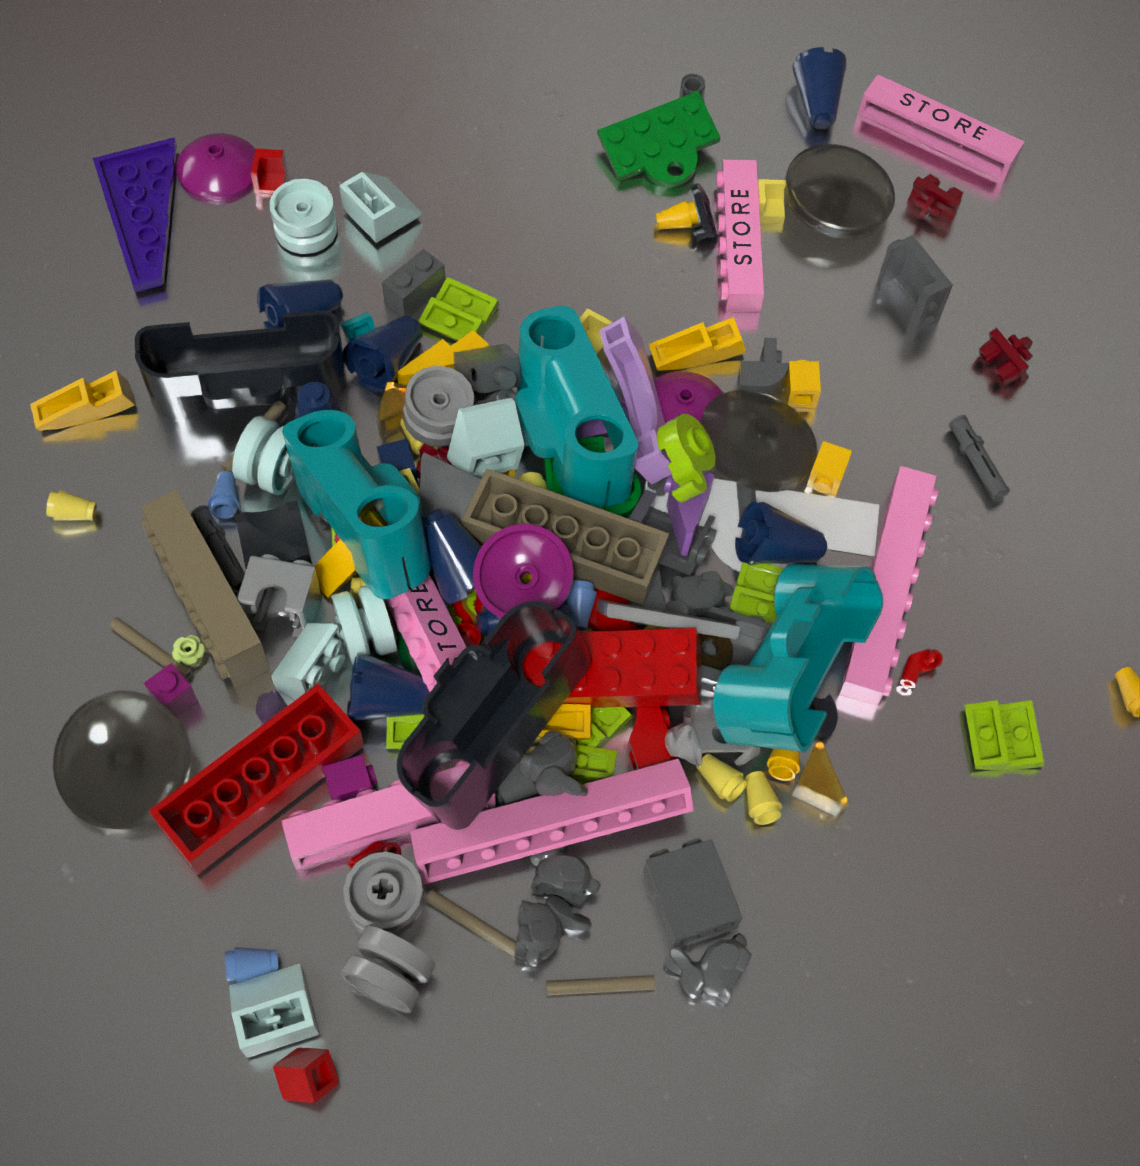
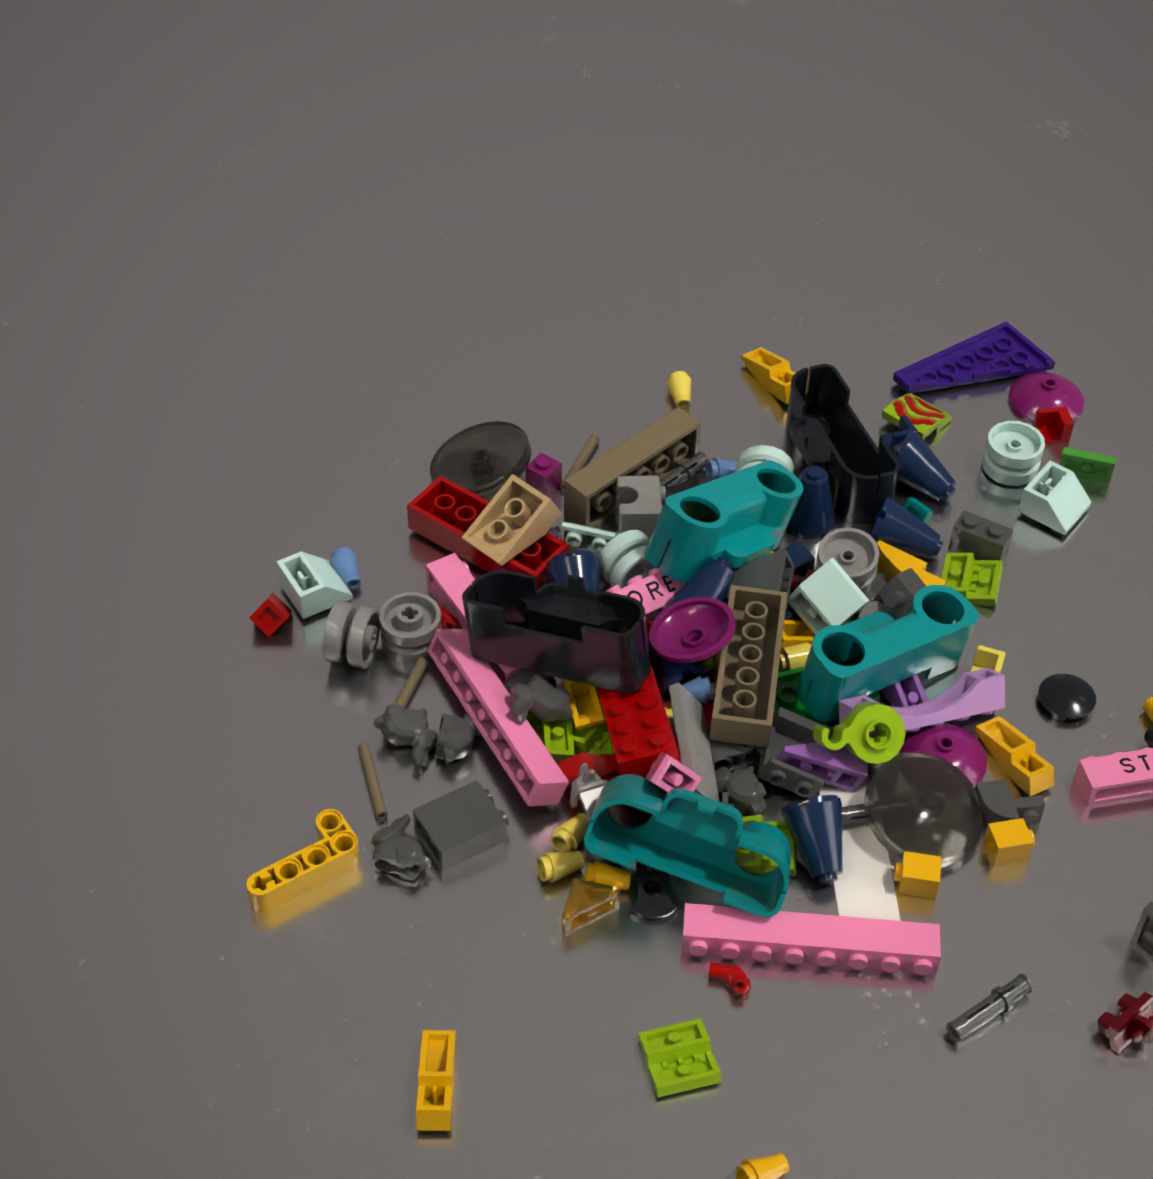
camera: 80 degrees right, 15 degrees down
(206, 287) = (921, 414): none -> slope
(237, 309) = (895, 438): none -> dark blue panel
(277, 738) = (512, 521): none -> tan slope
(331, 161) = (1088, 464): none -> bright green panel
(632, 283) = (1066, 697): none -> black dish
(717, 1084) = (270, 885): none -> yellow beam
(730, 645) = (671, 774): none -> bright pink slope
(1013, 976) = (435, 1080): none -> yellow slope

